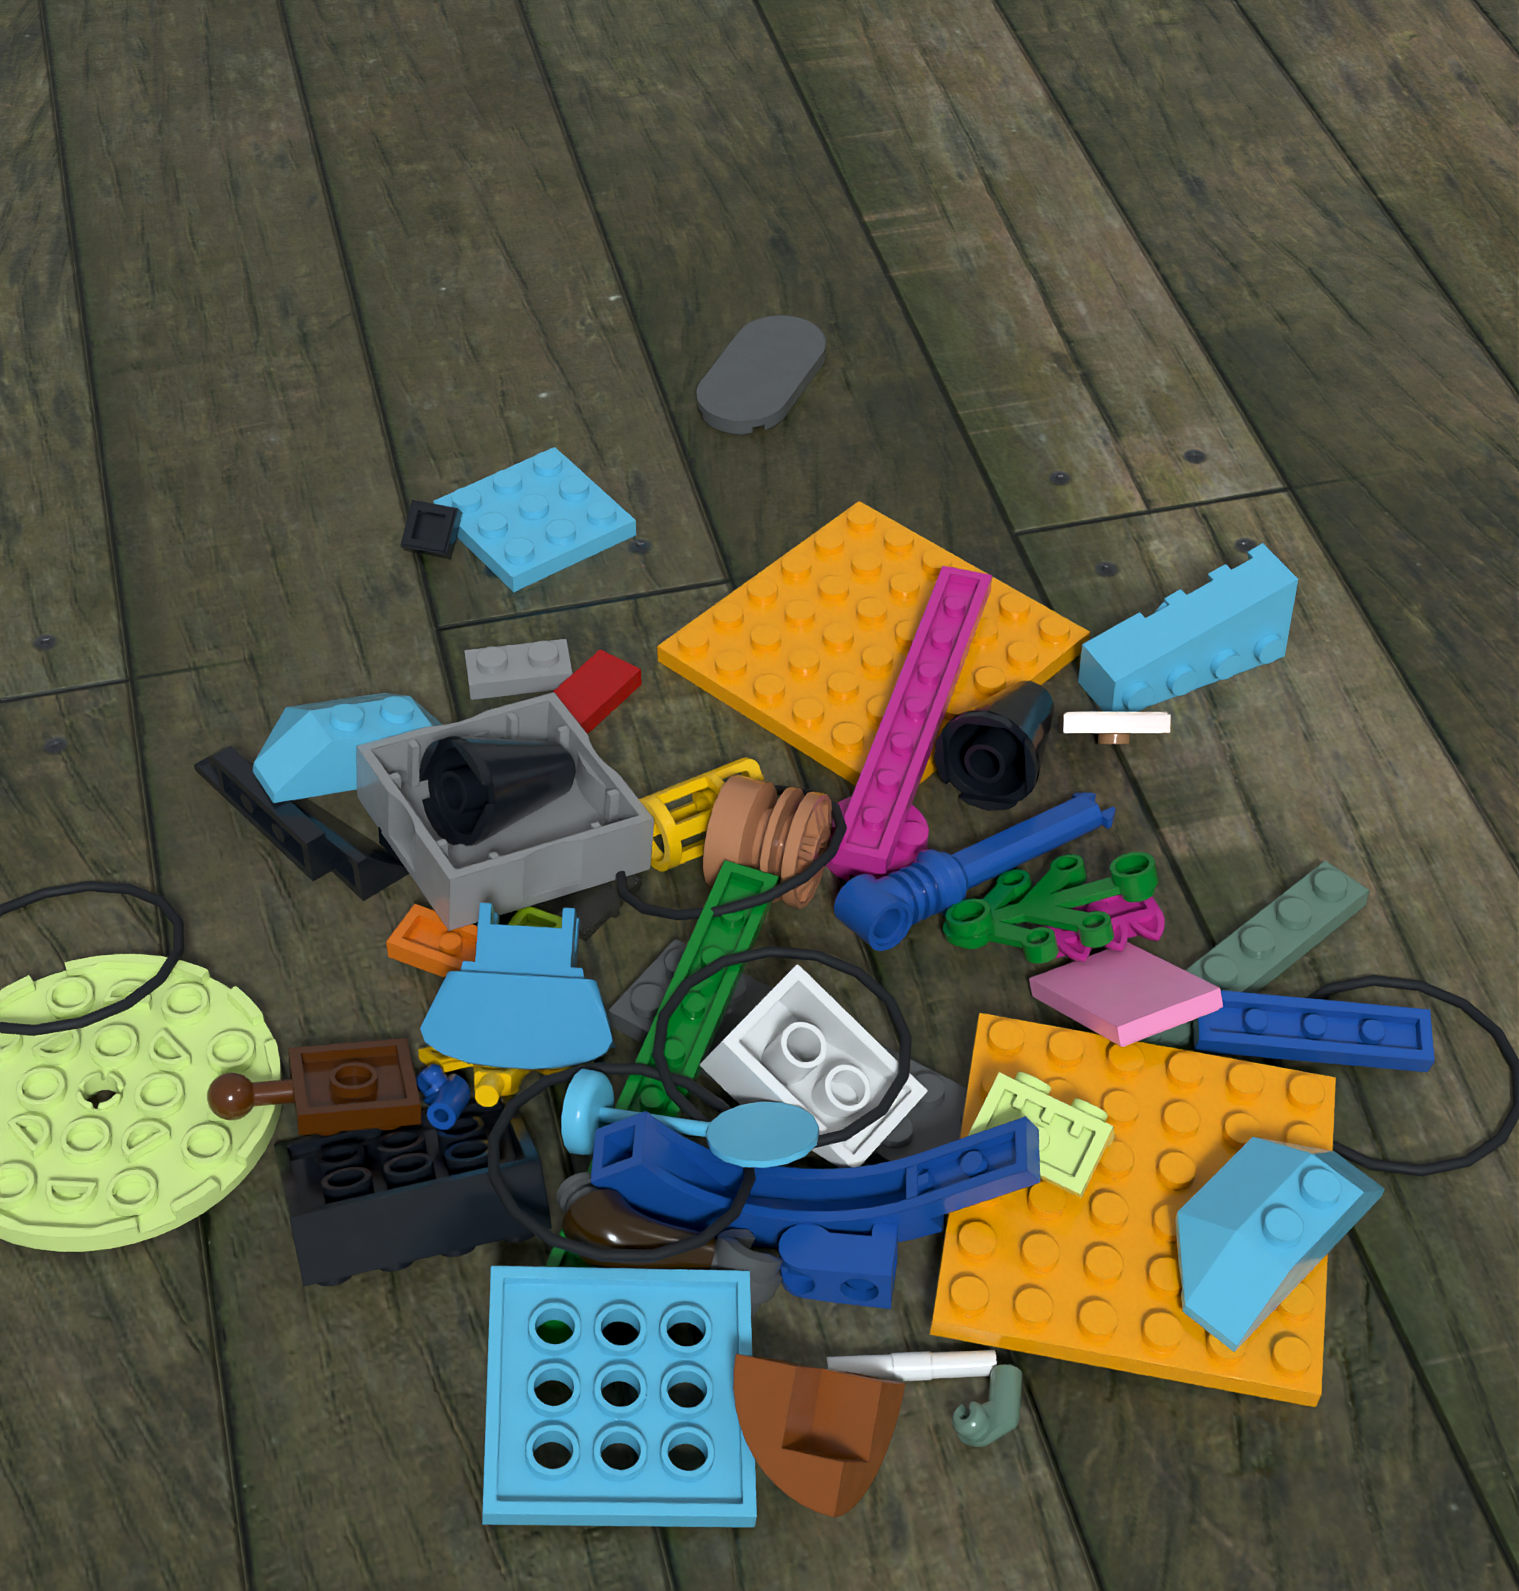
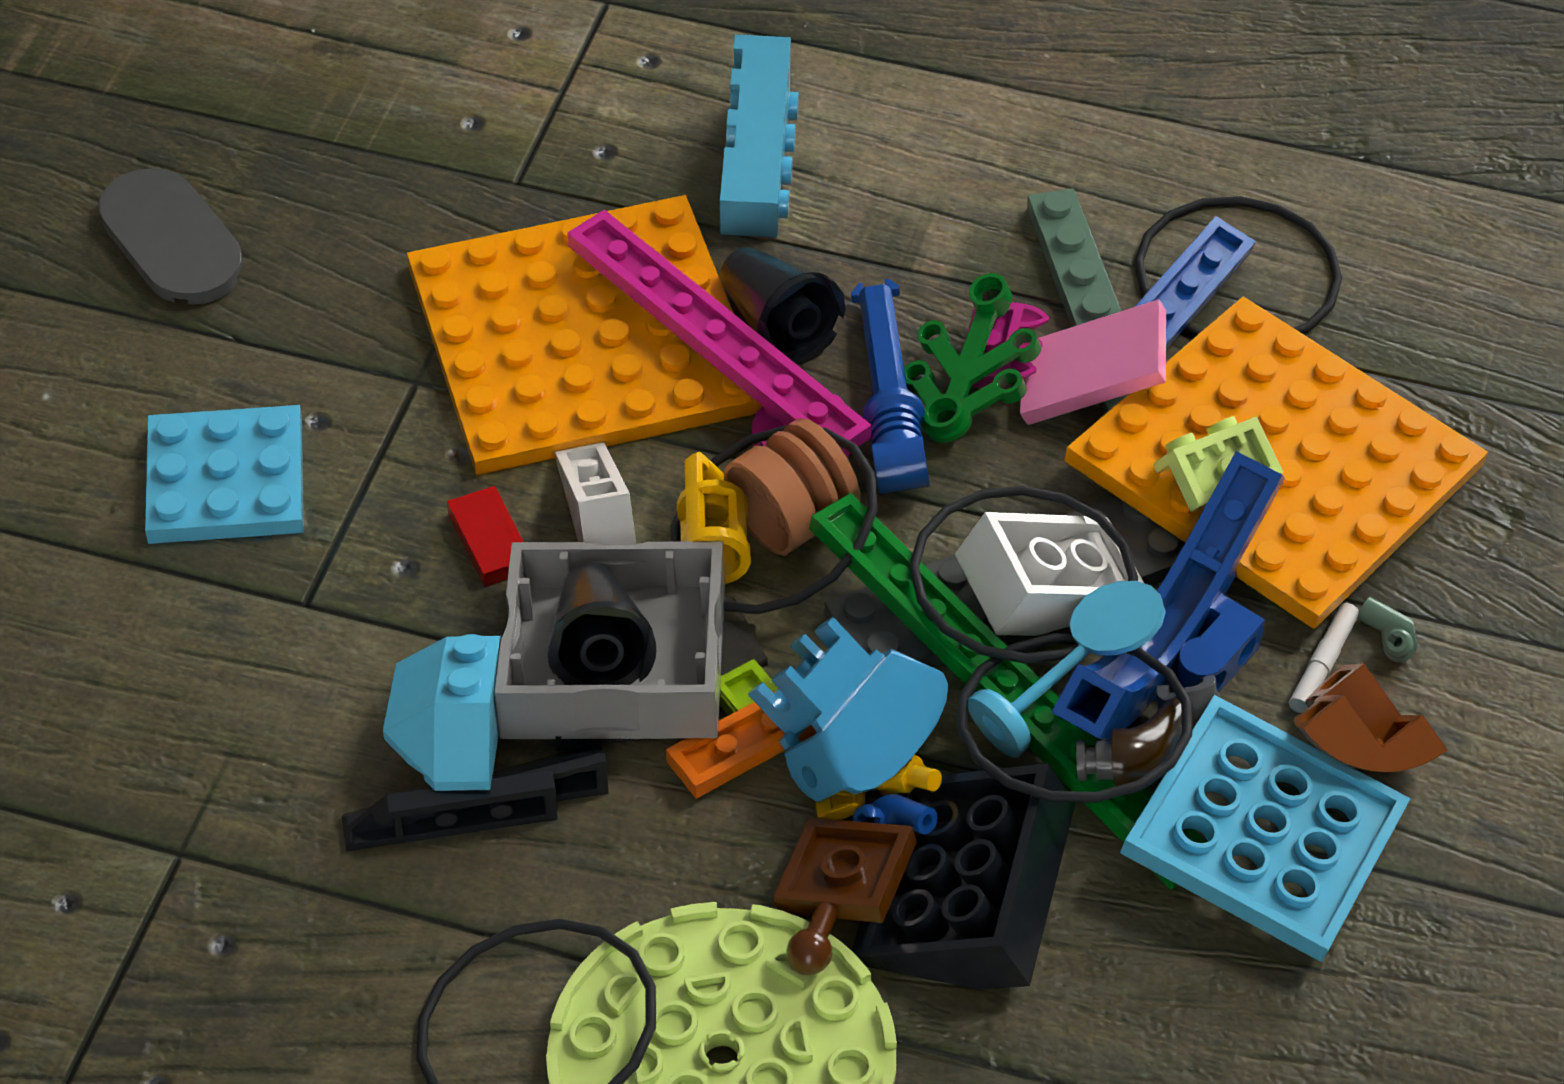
camera: 60 degrees left, 5 degrees up
(431, 529) = (186, 548): black tile -> none
(517, 668) = (415, 568): light grey plate -> none
(667, 734) = (596, 495): none -> white slope
(1114, 726) = (804, 229): plate -> none
(1263, 1231) = (1372, 396): medium azure wedge -> none

